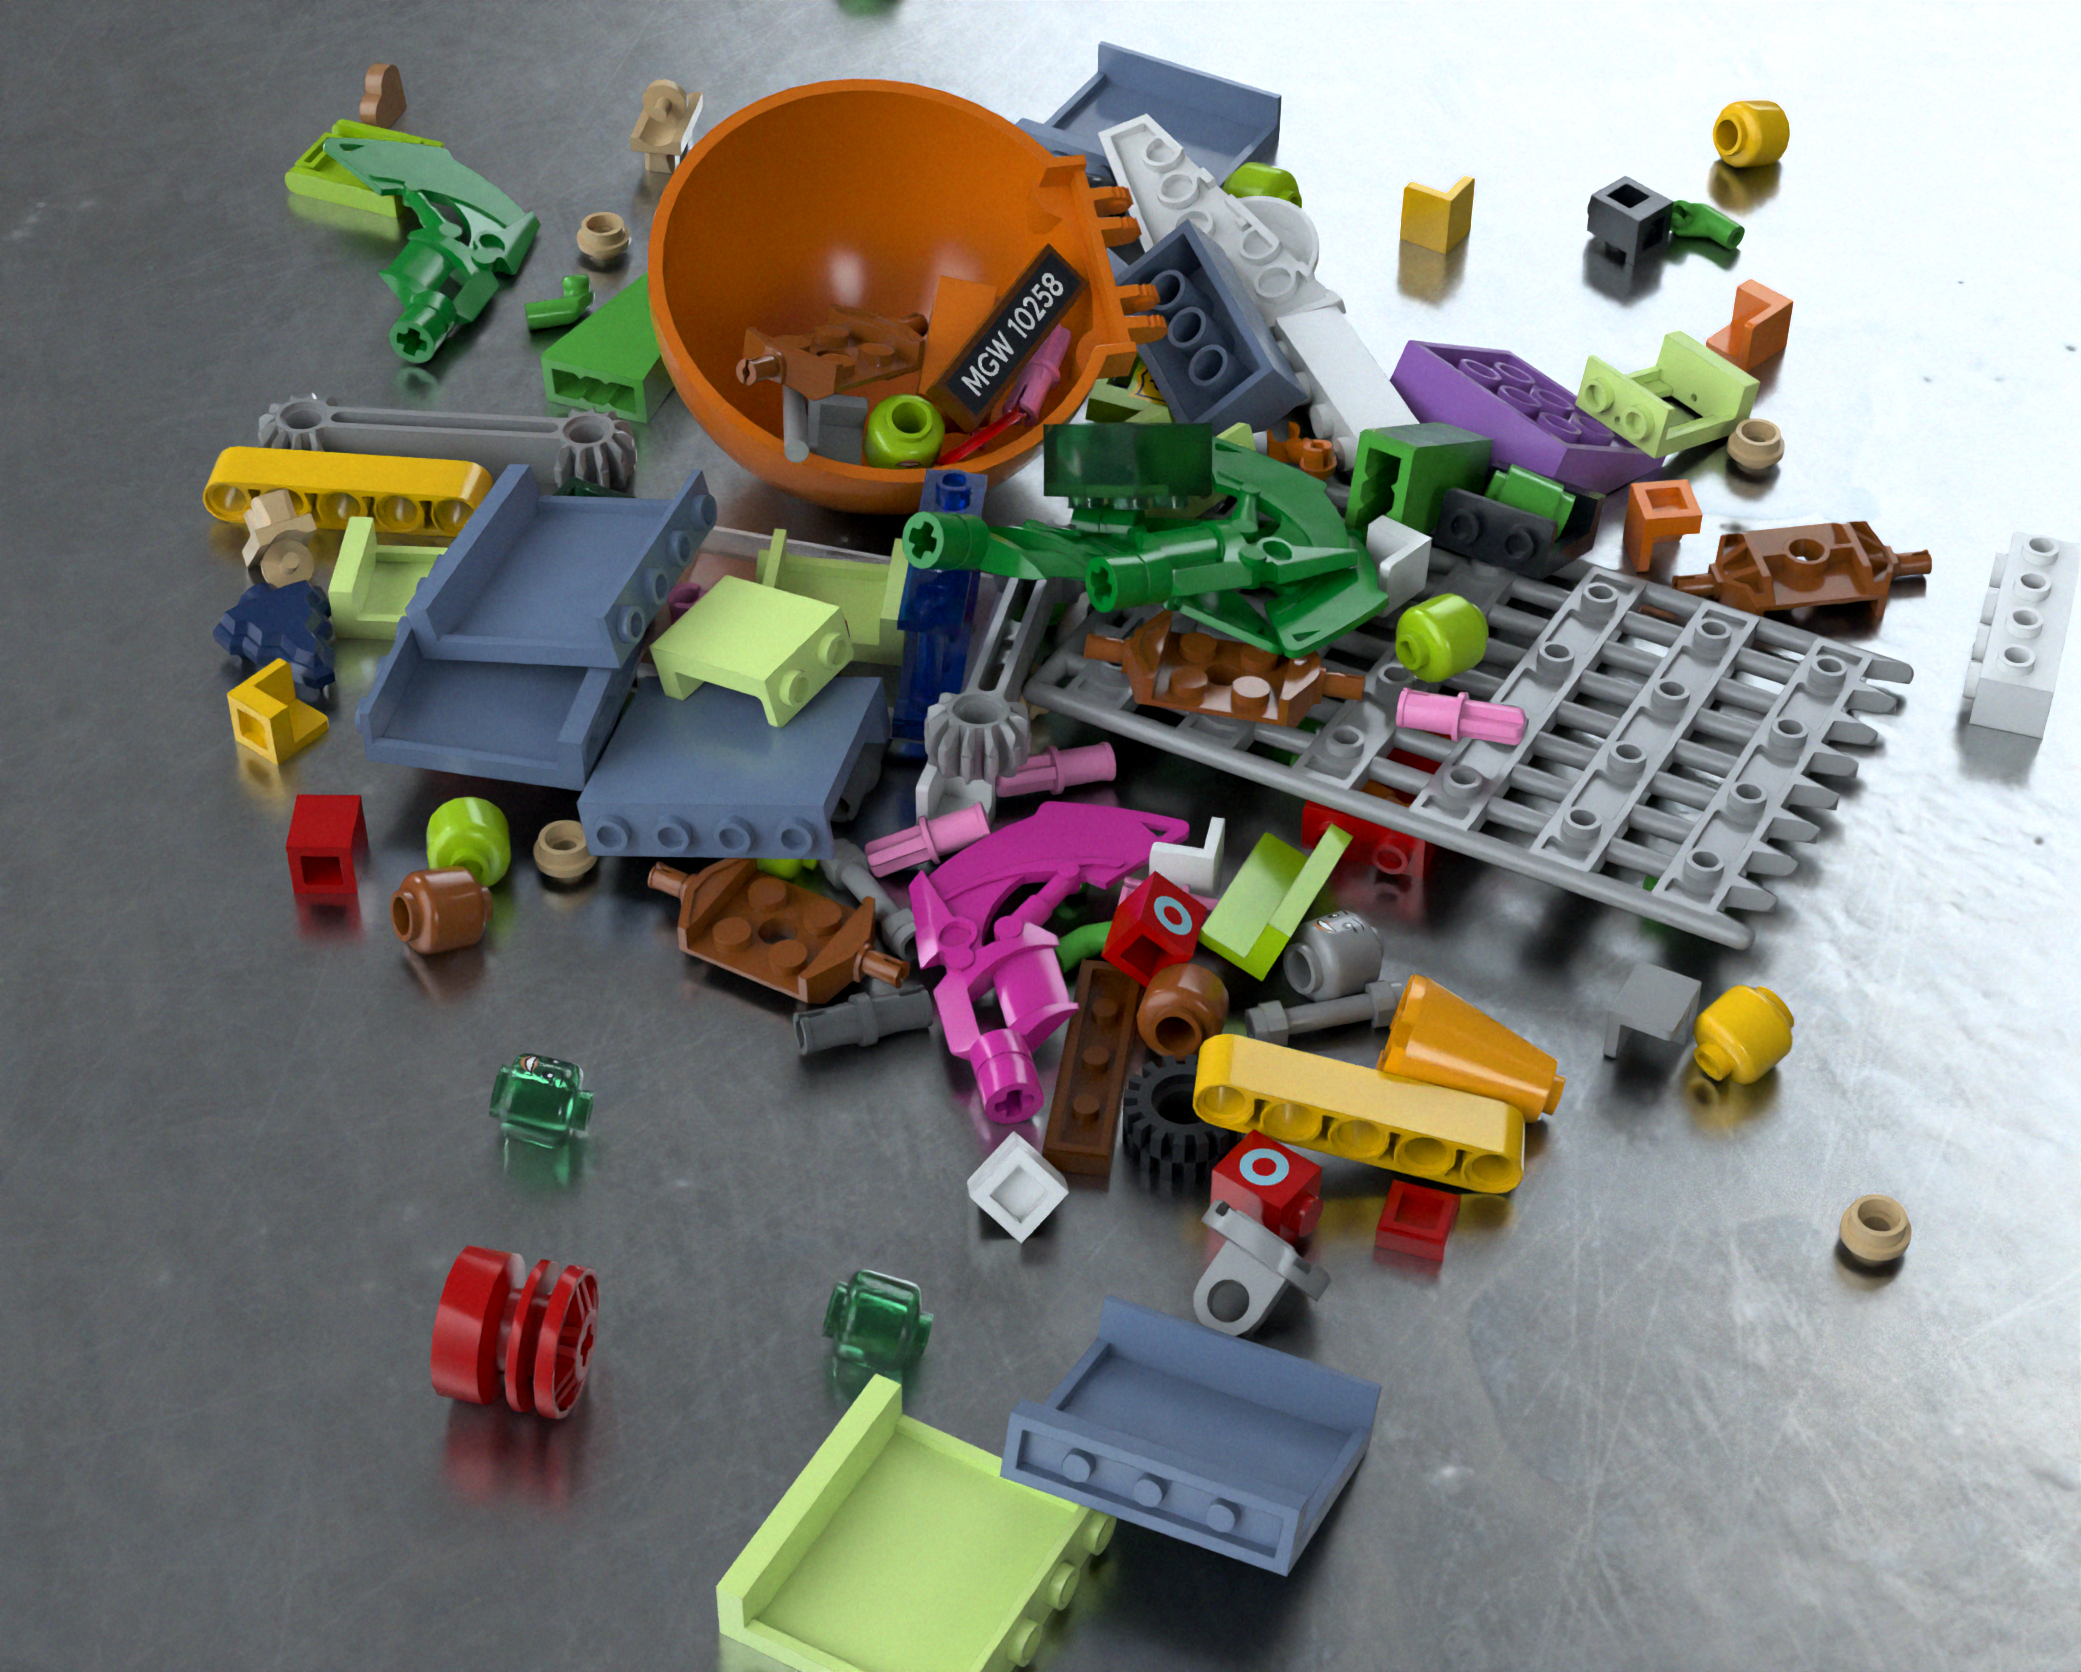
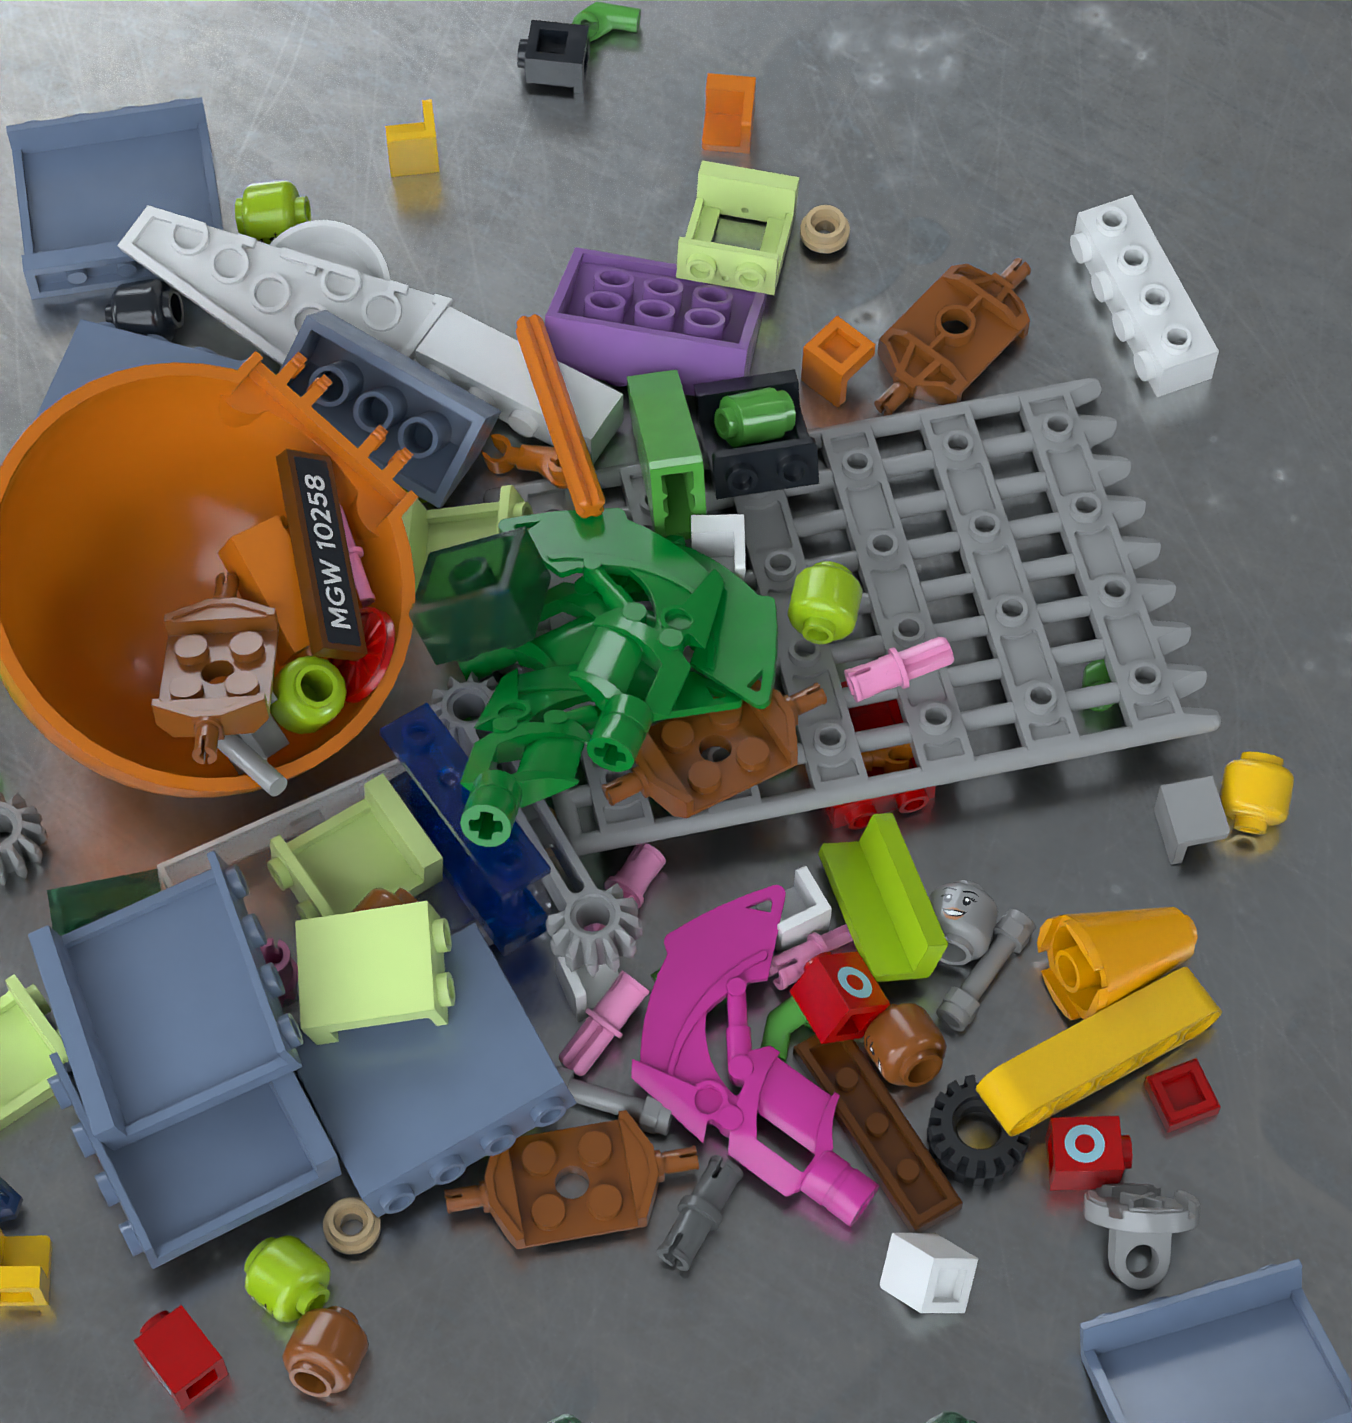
camera: 40 degrees left, 20 degrees up
(1341, 402) = (560, 417): none -> orange axle

